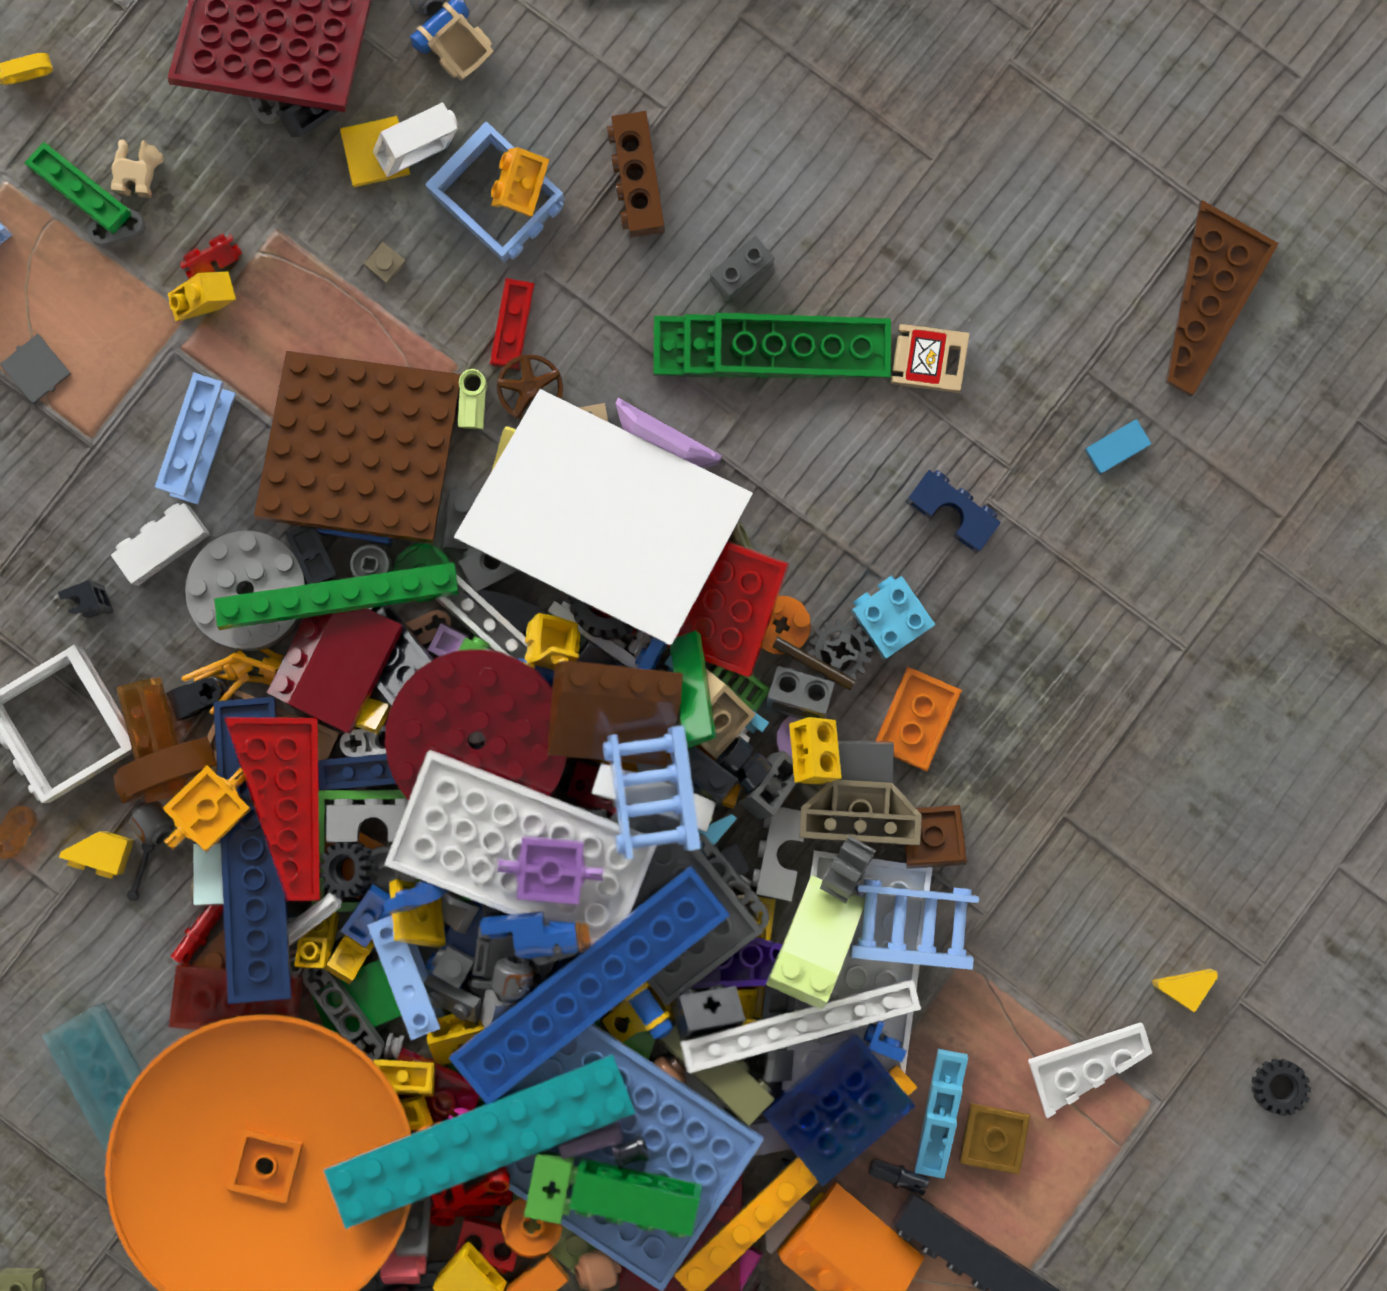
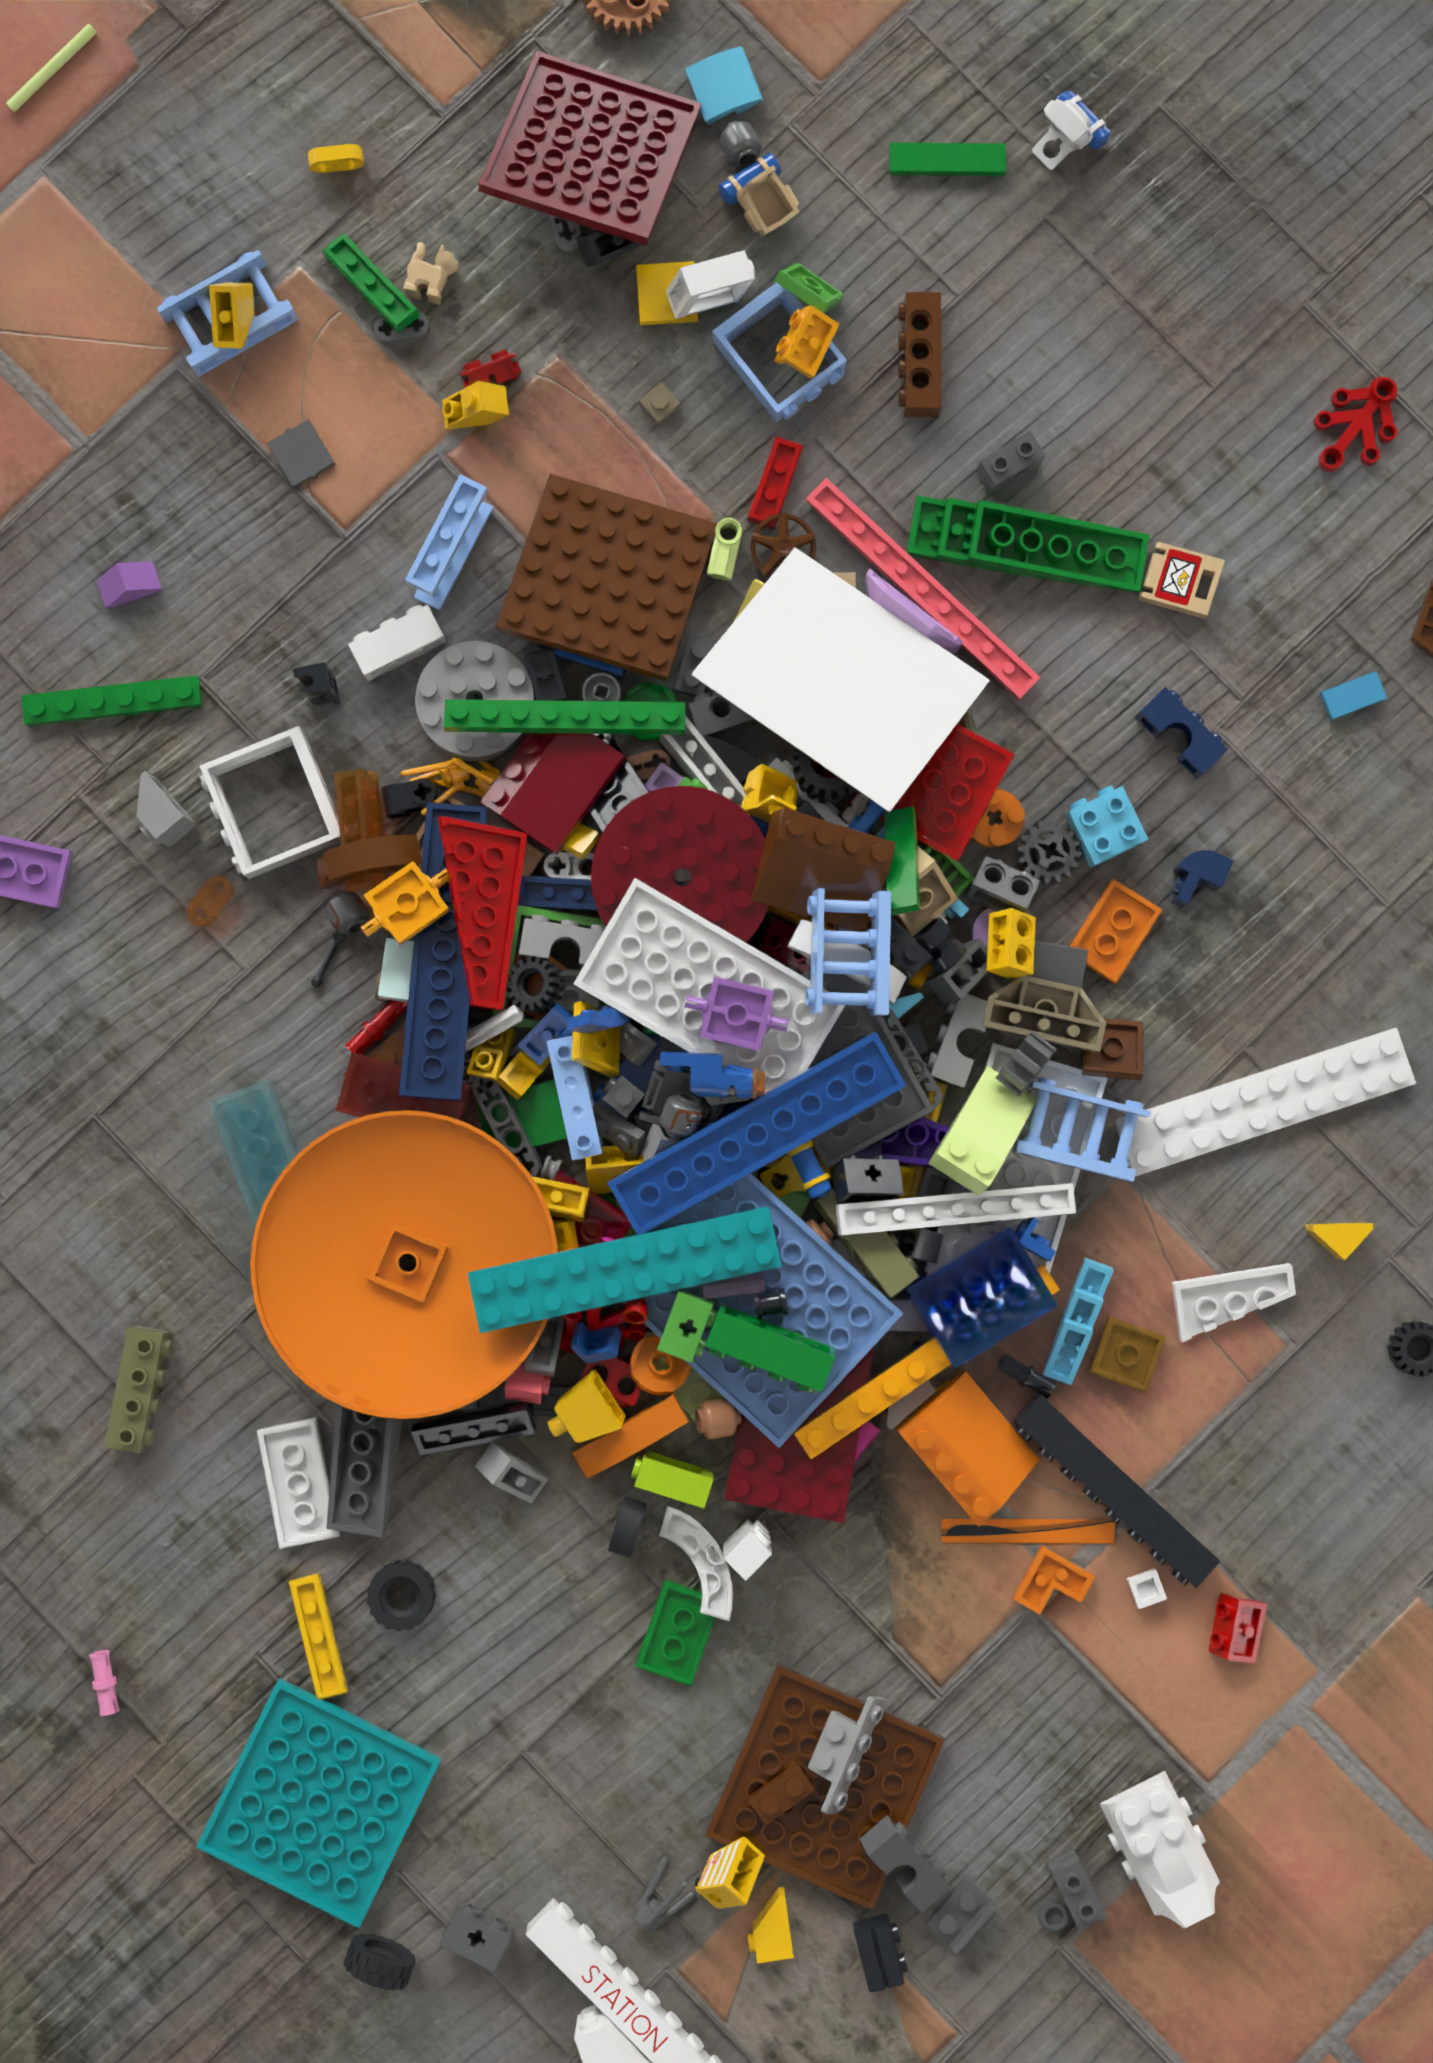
camera: 10 degrees right, 0 degrees up
(101, 851) = (293, 932): yellow slope -> none
(465, 1216) = (596, 1344): none -> blue bracket
(515, 126) = (809, 287): none -> bright green tile
(674, 407) = (922, 588): none -> coral plate
(814, 663) = (1022, 859): dark brown bar -> none
(996, 642) = (1199, 867): none -> dark blue brick
(1082, 170) = (1360, 420): none -> red plant
(1096, 864) = (1269, 1101): none -> white plate

